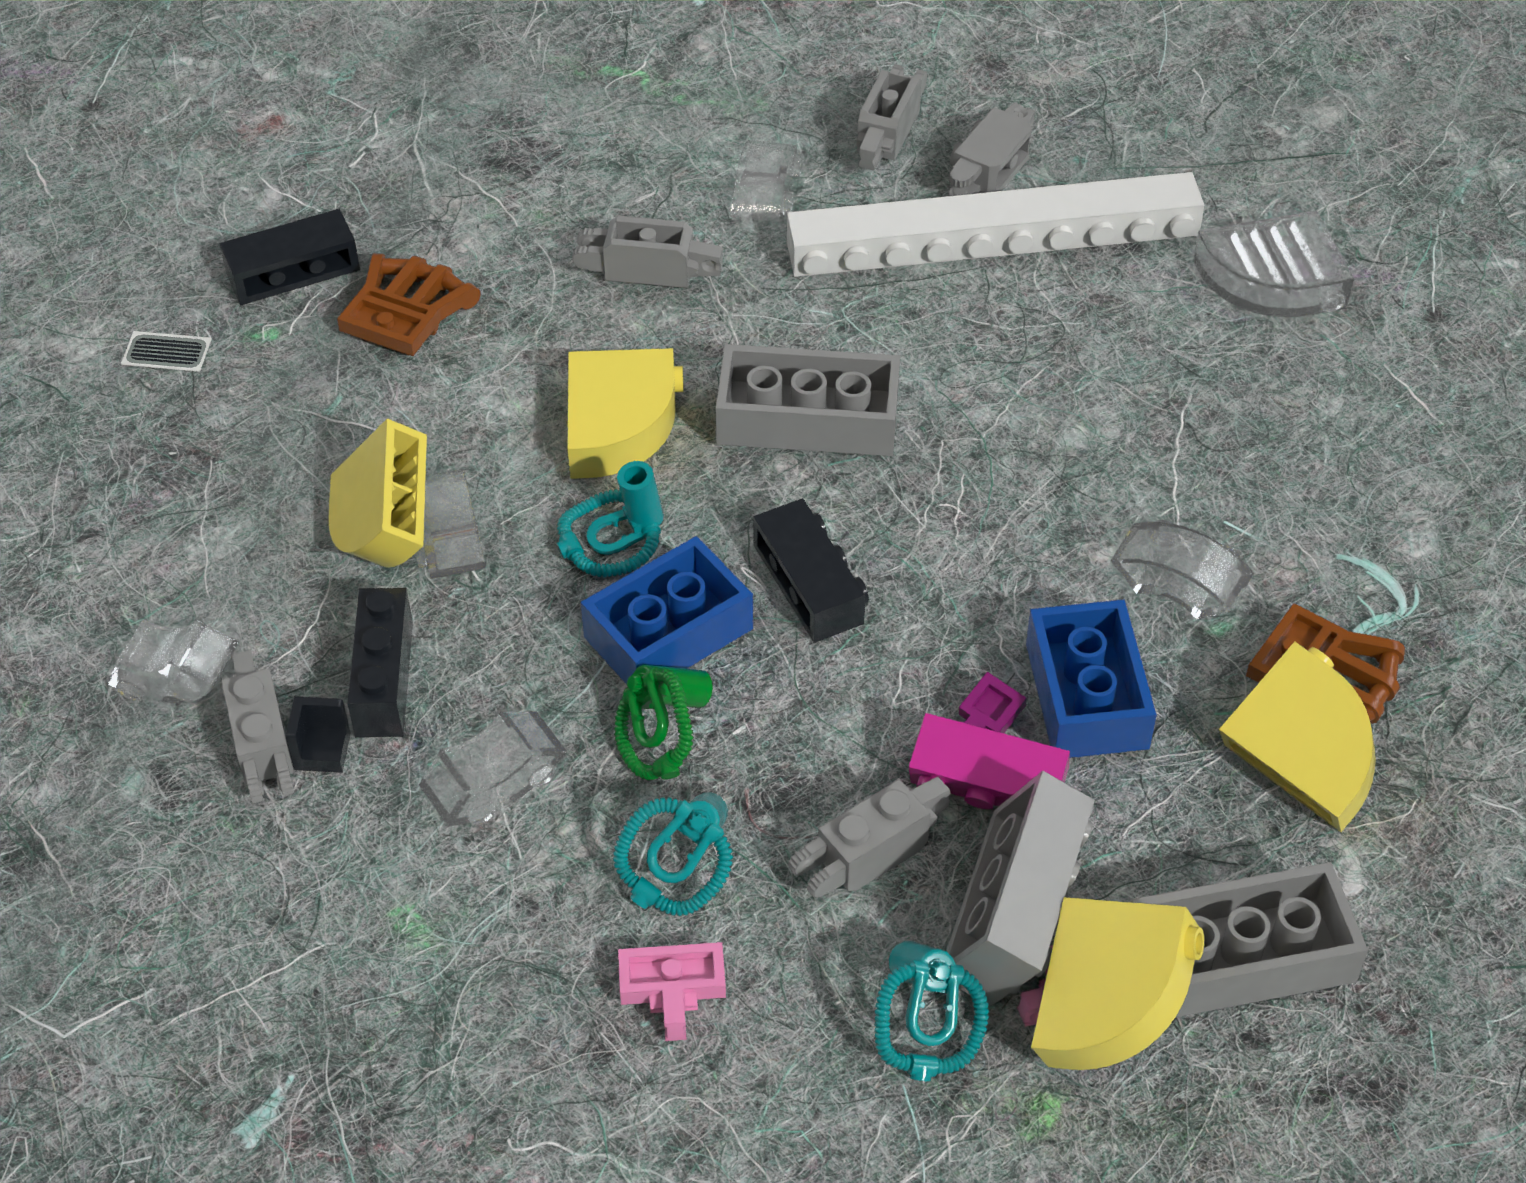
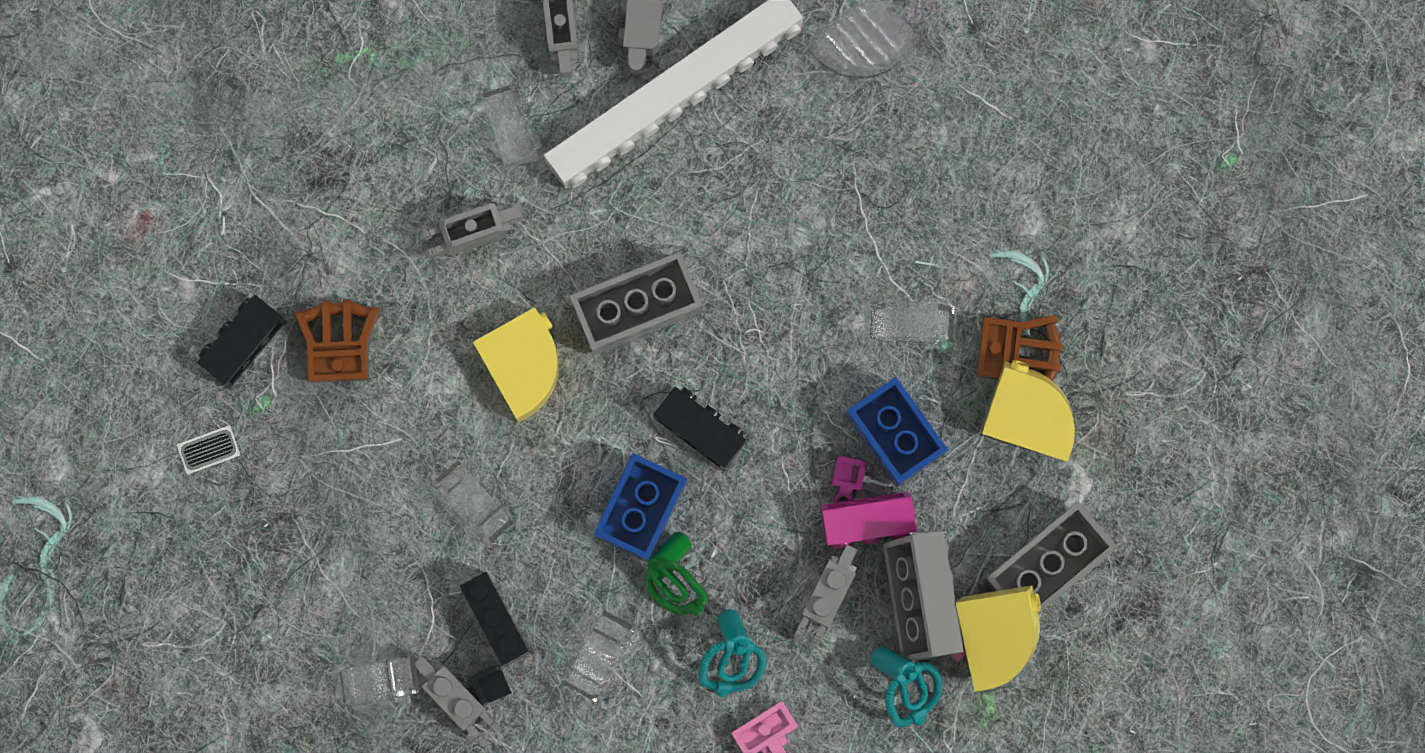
camera: 30 degrees left, 30 degrees up
(381, 496) = (432, 519): light yellow brick -> none
(641, 509) = (578, 435): teal piece -> none

